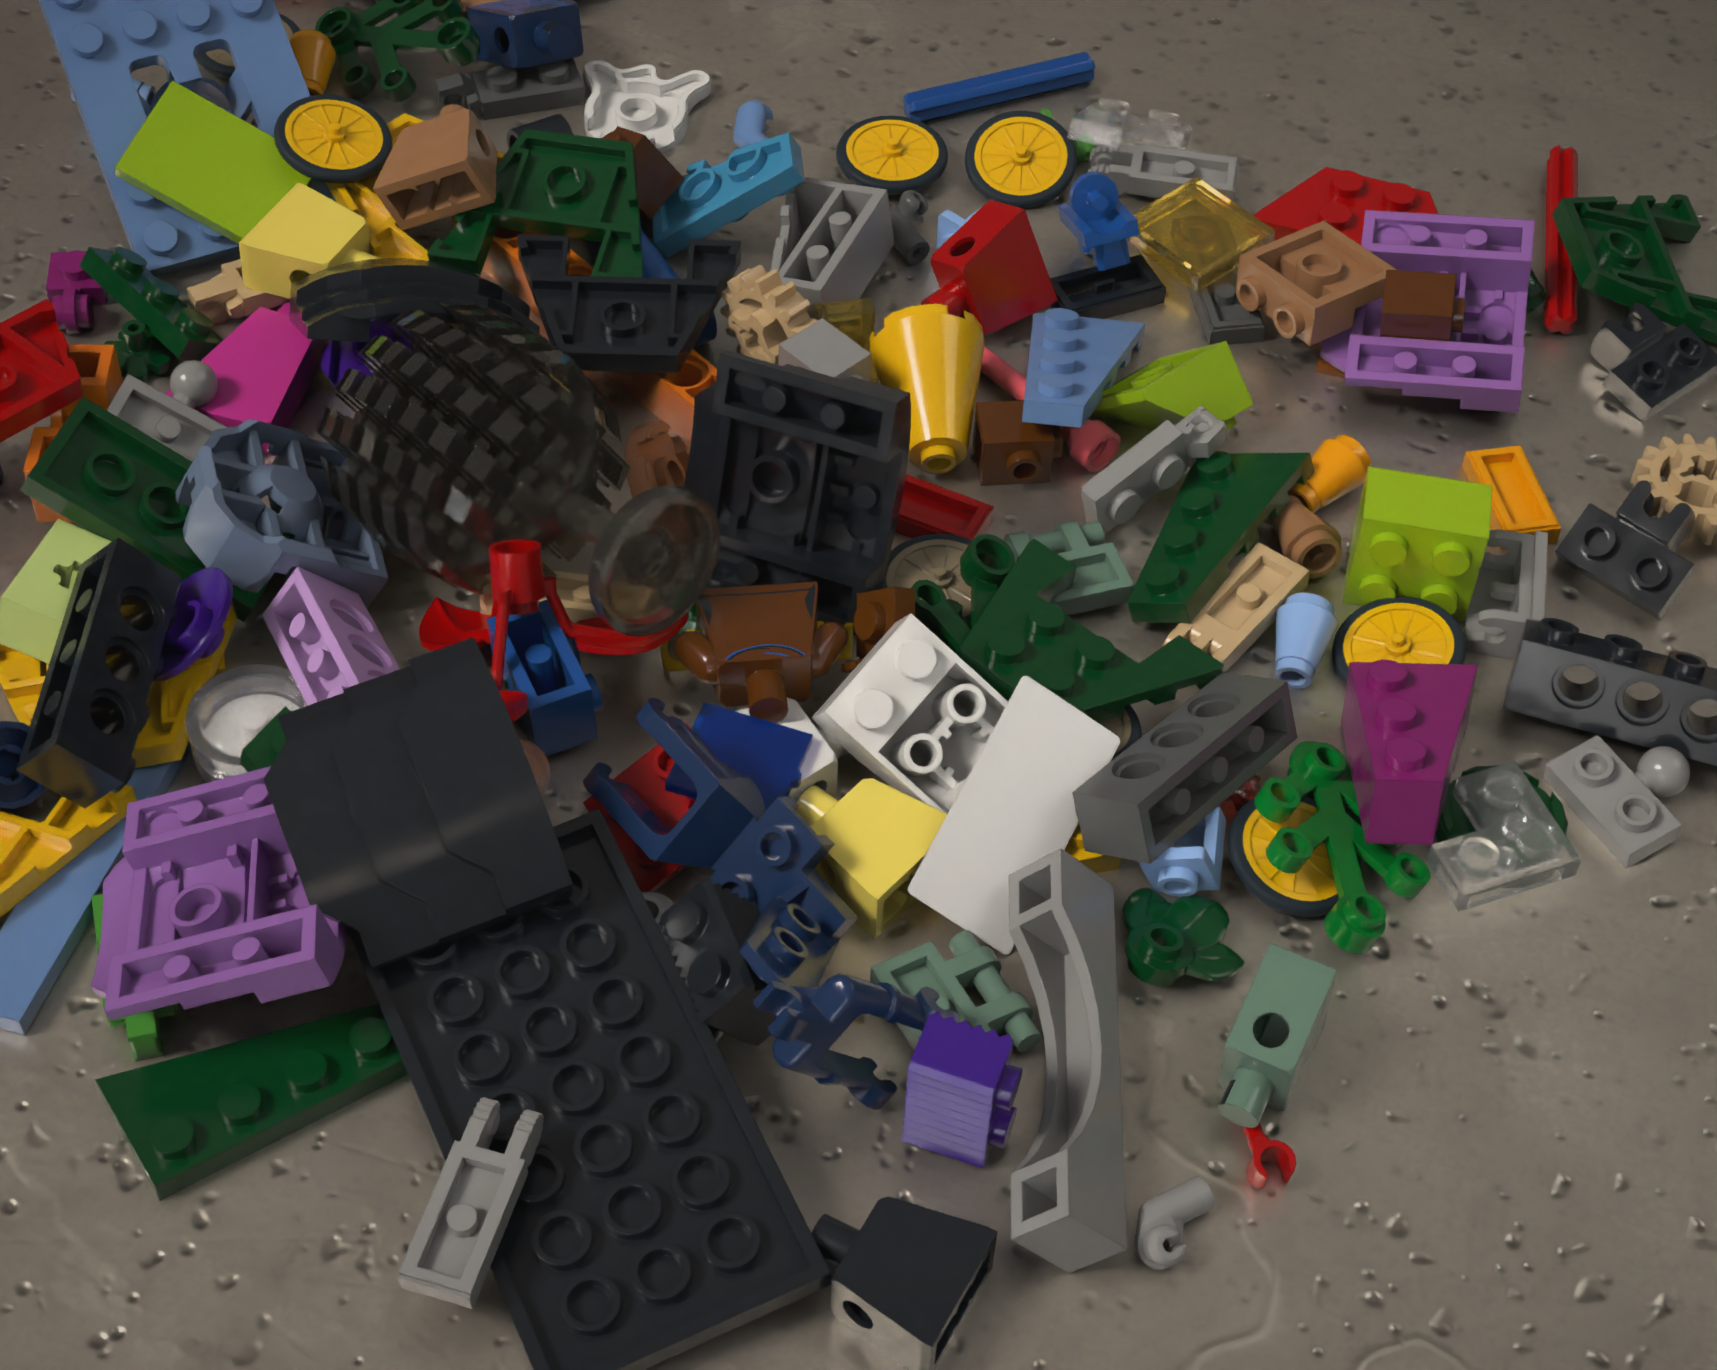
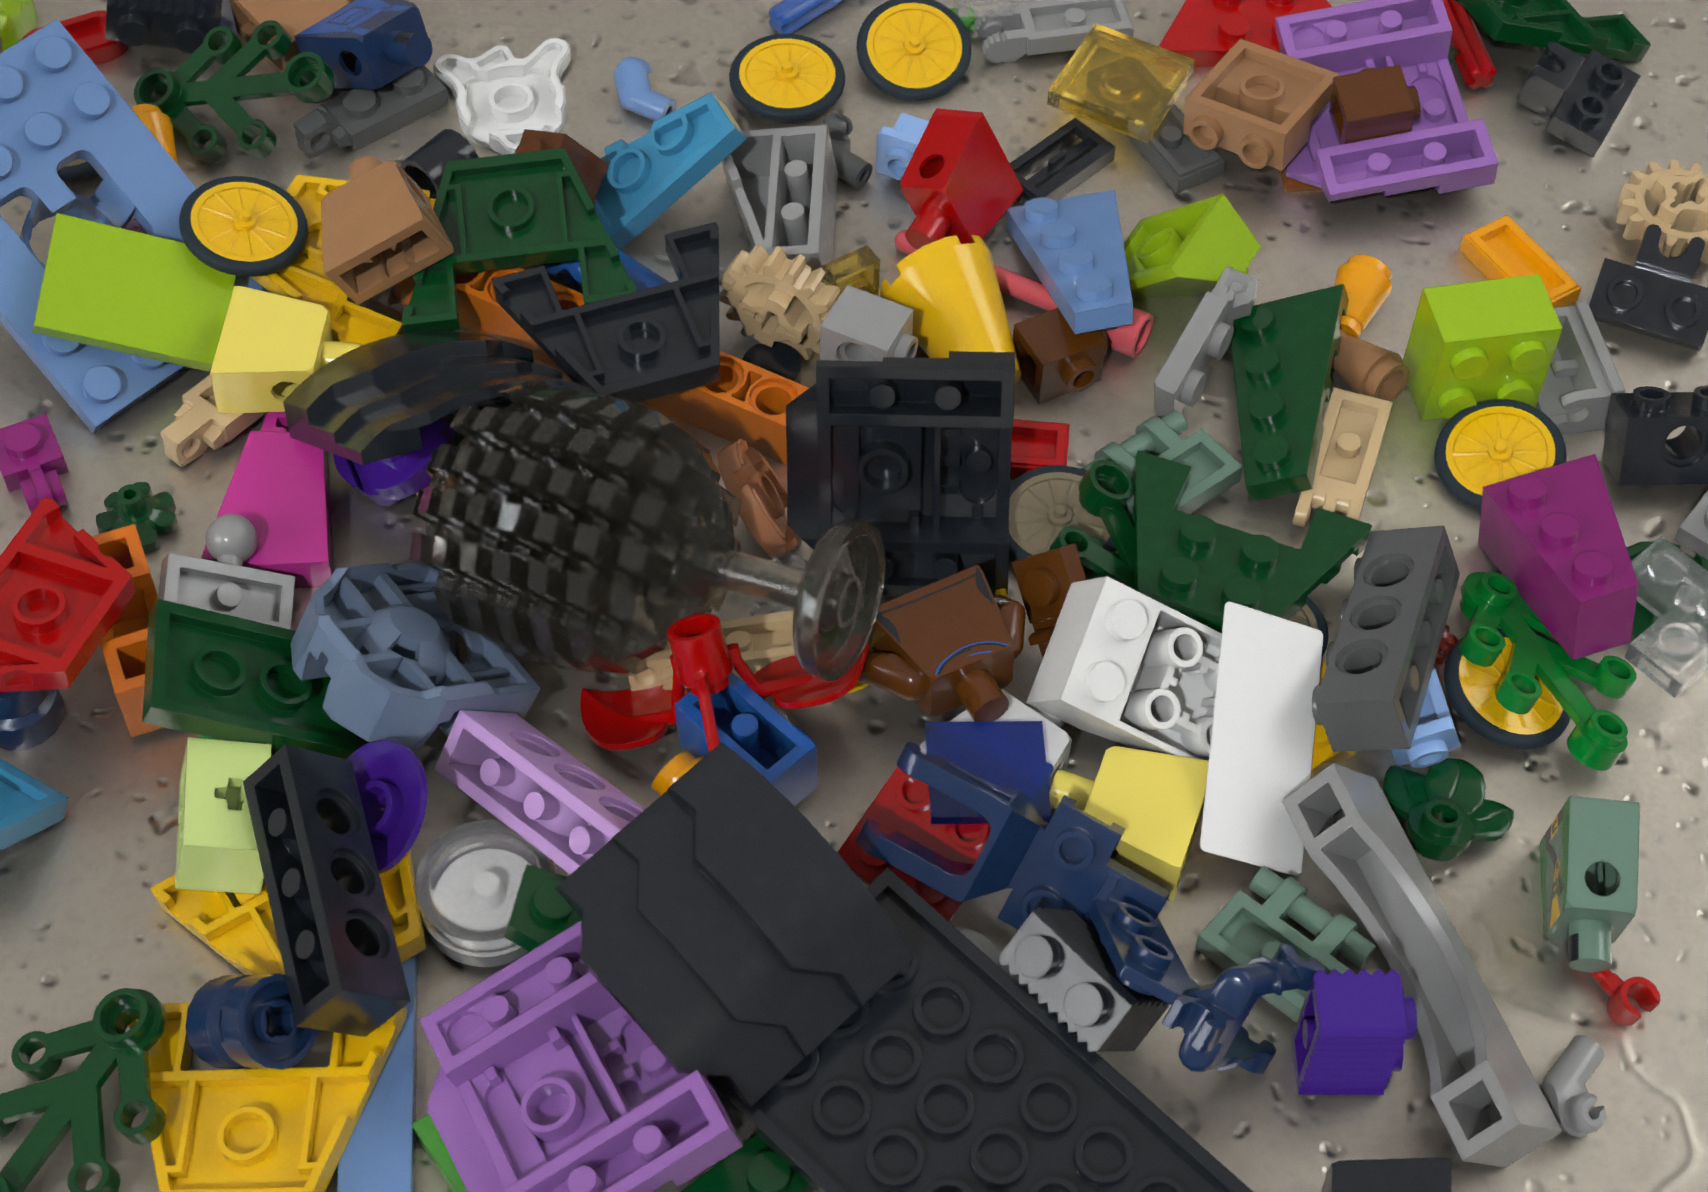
camera: 20 degrees left, 5 degrees up
(152, 301) = (133, 459): dark green plate -> none
(1099, 220) = (1032, 98): blue hips -> none
(1302, 636) = (1412, 470): light blue cone -> none

